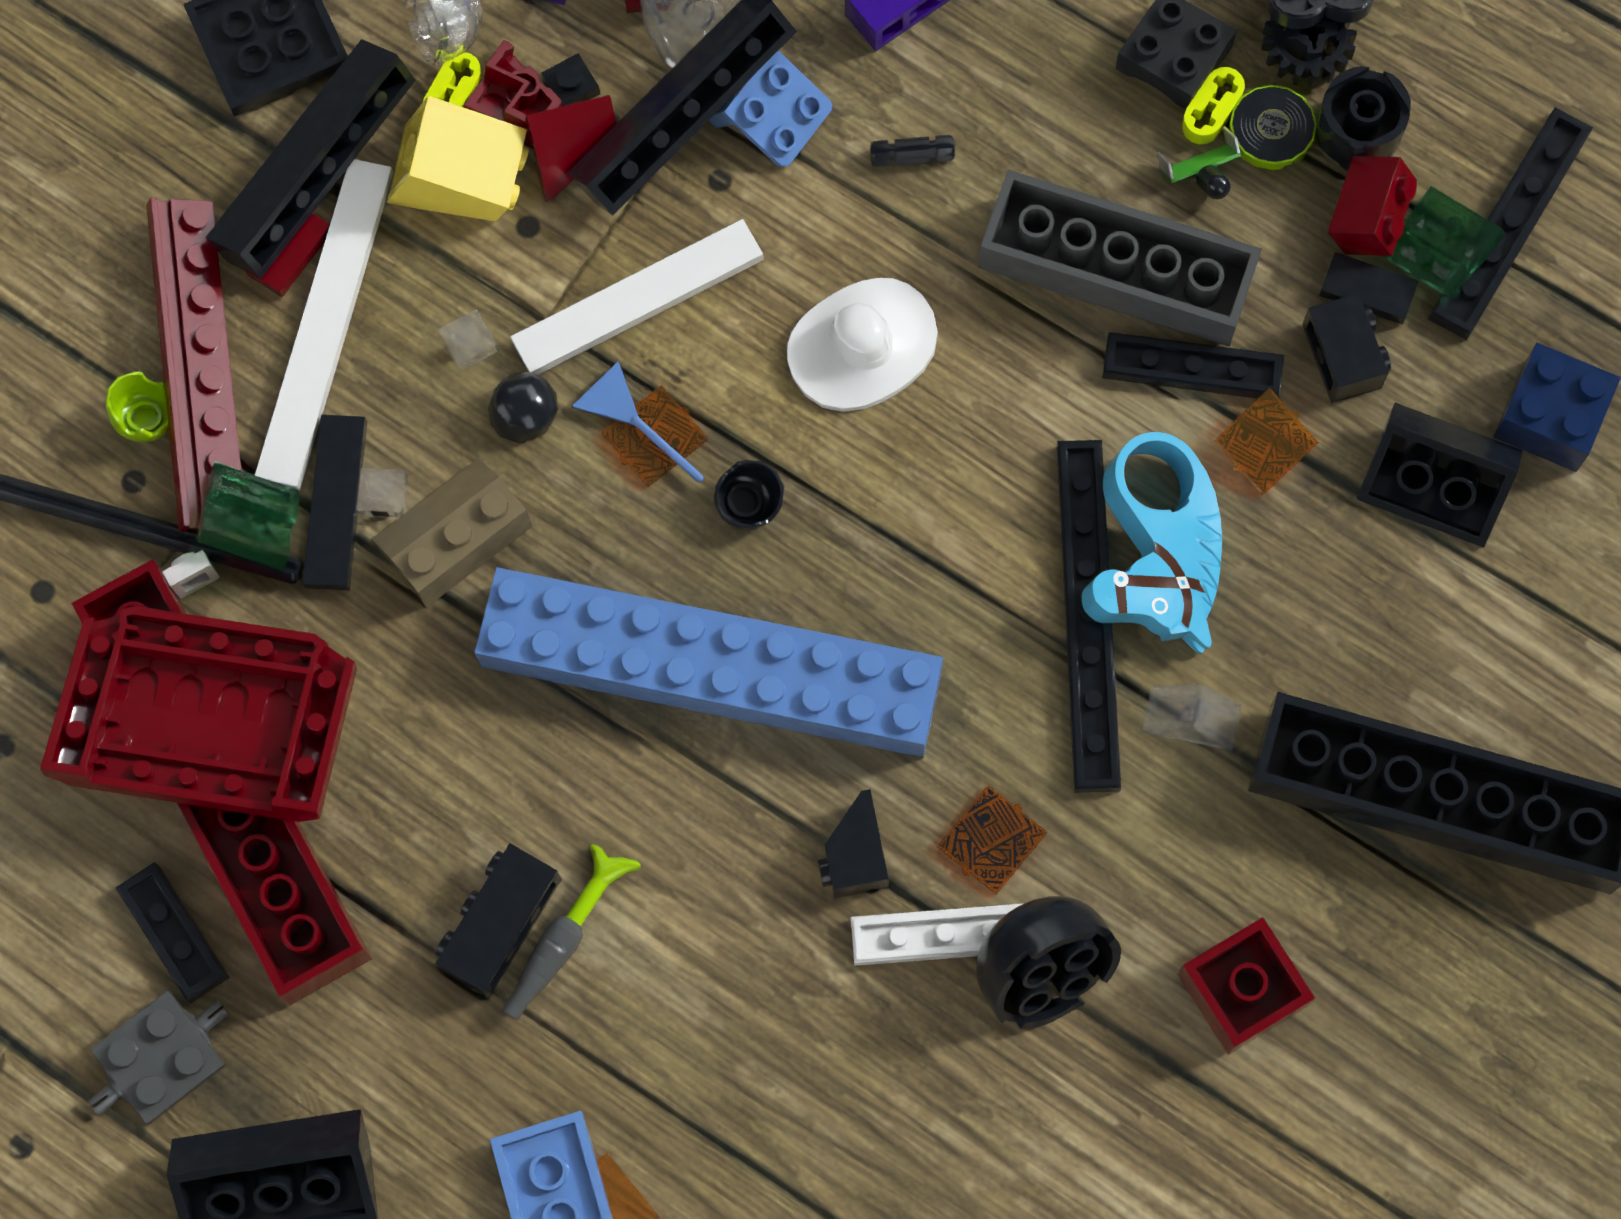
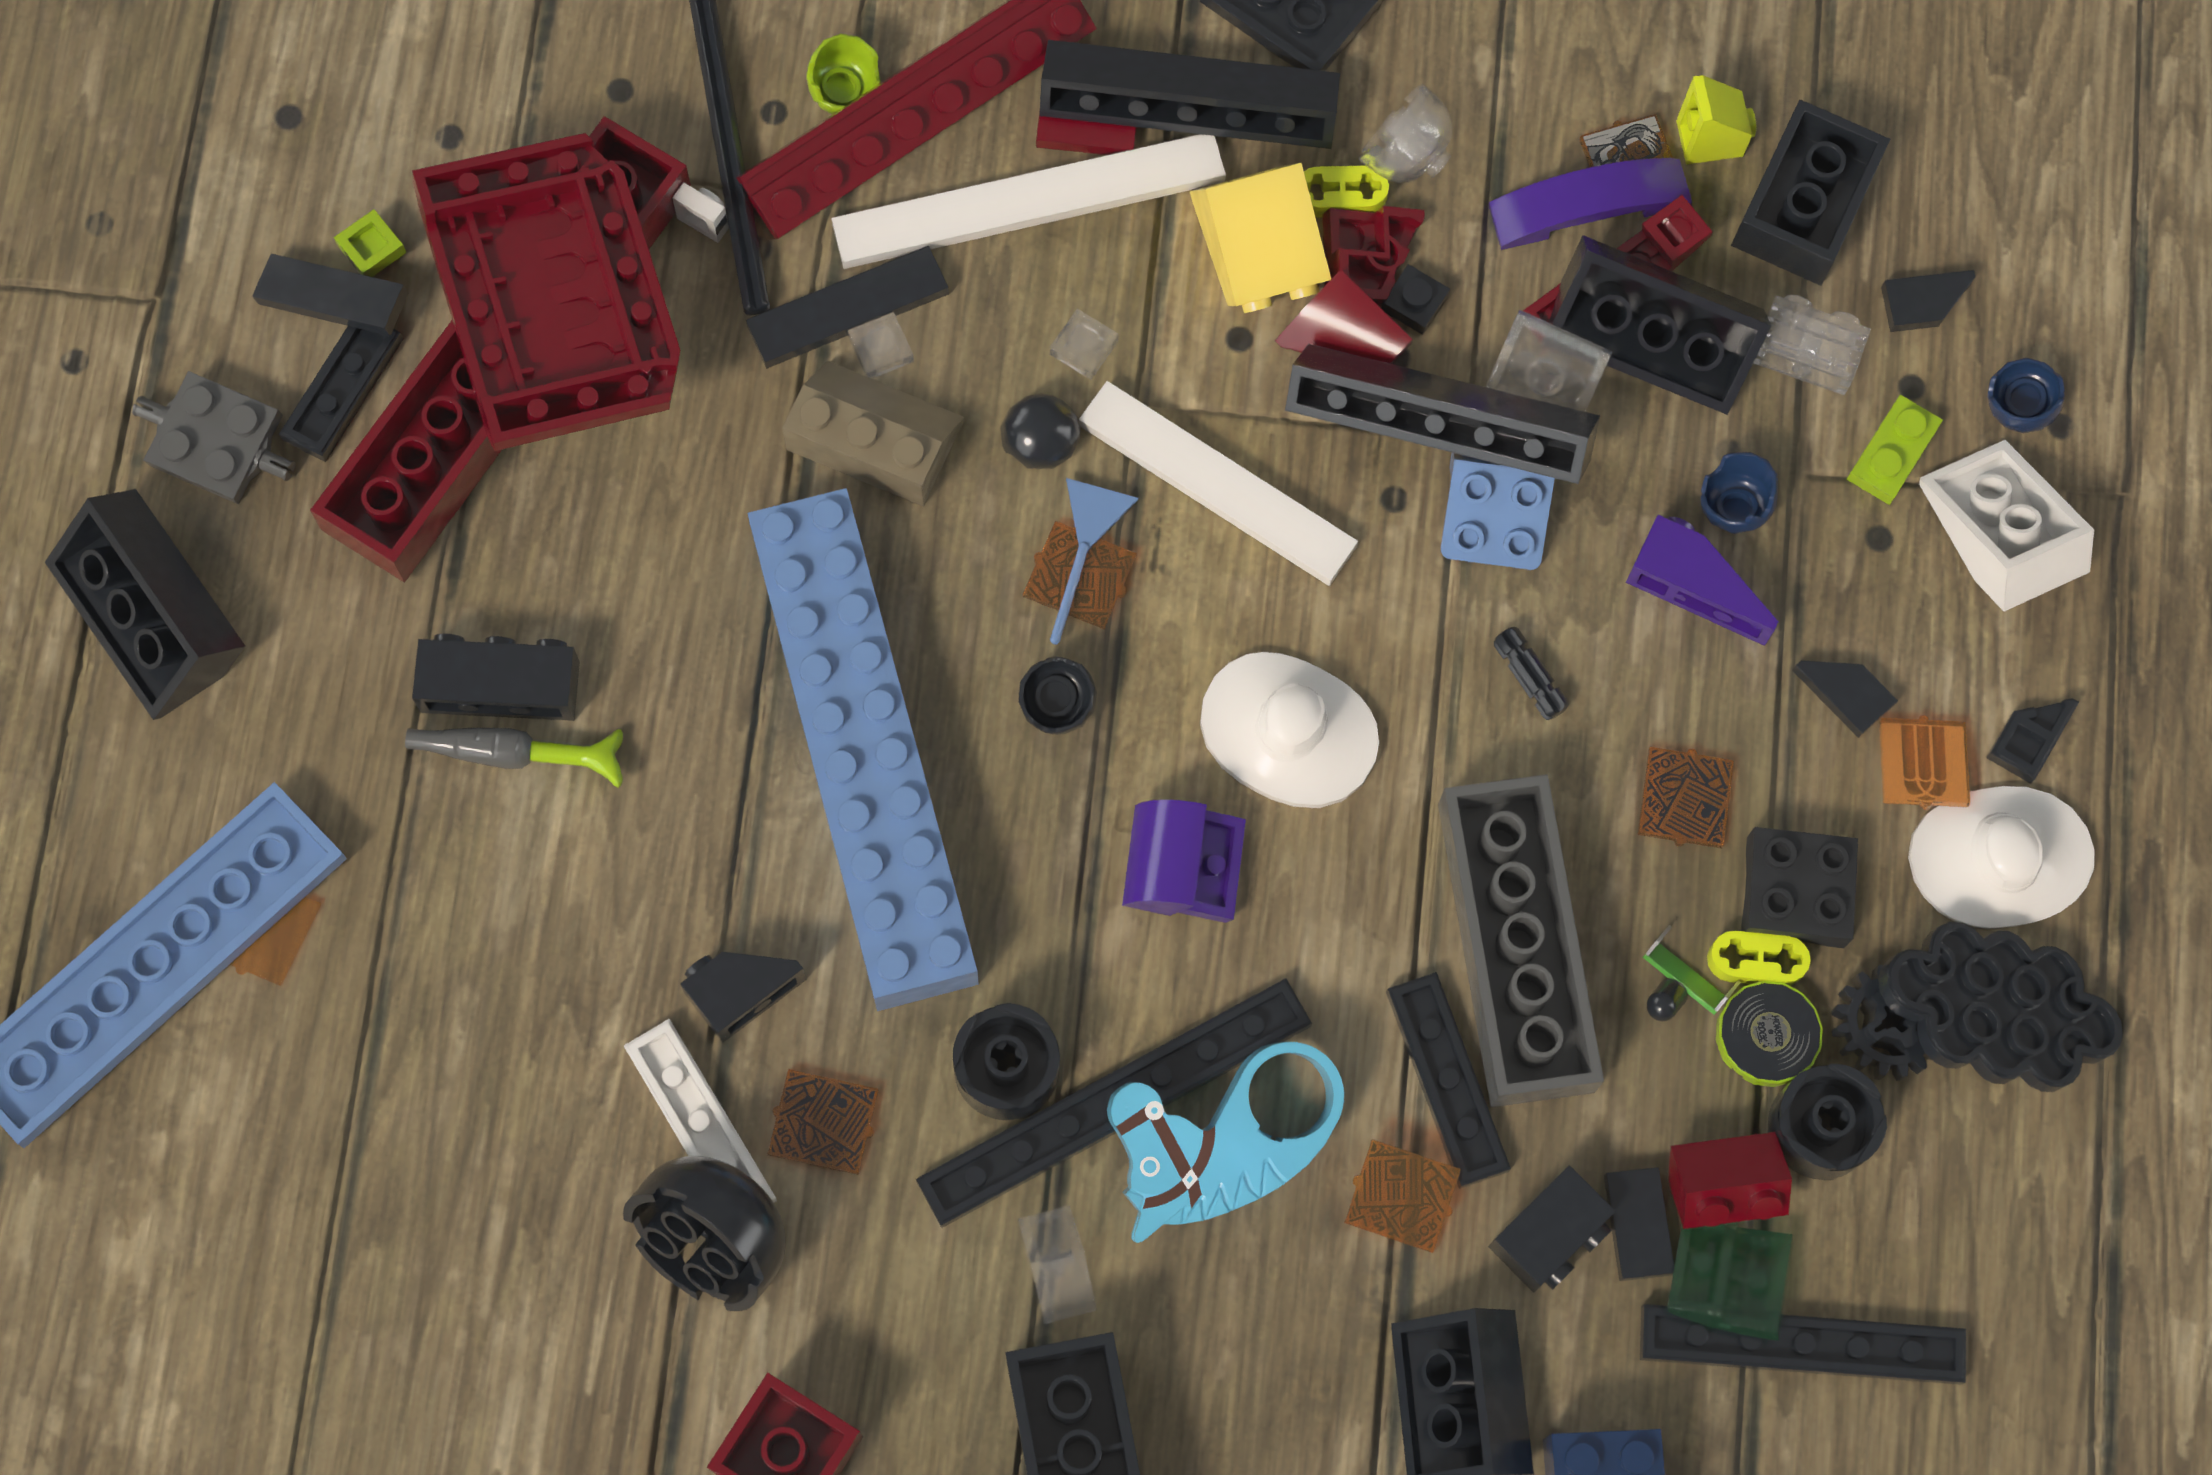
camera: 55 degrees right, 0 degrees up
(63, 850) = (370, 244): none -> lime plate
(89, 902) = (330, 294): none -> black tile
(248, 516) = (782, 231): clear green slope -> none
(928, 468) = (1184, 860): none -> dark purple brick
(1022, 648) = (992, 1036): none -> black brick
(1064, 94) = (1685, 797): none -> clear orange piece

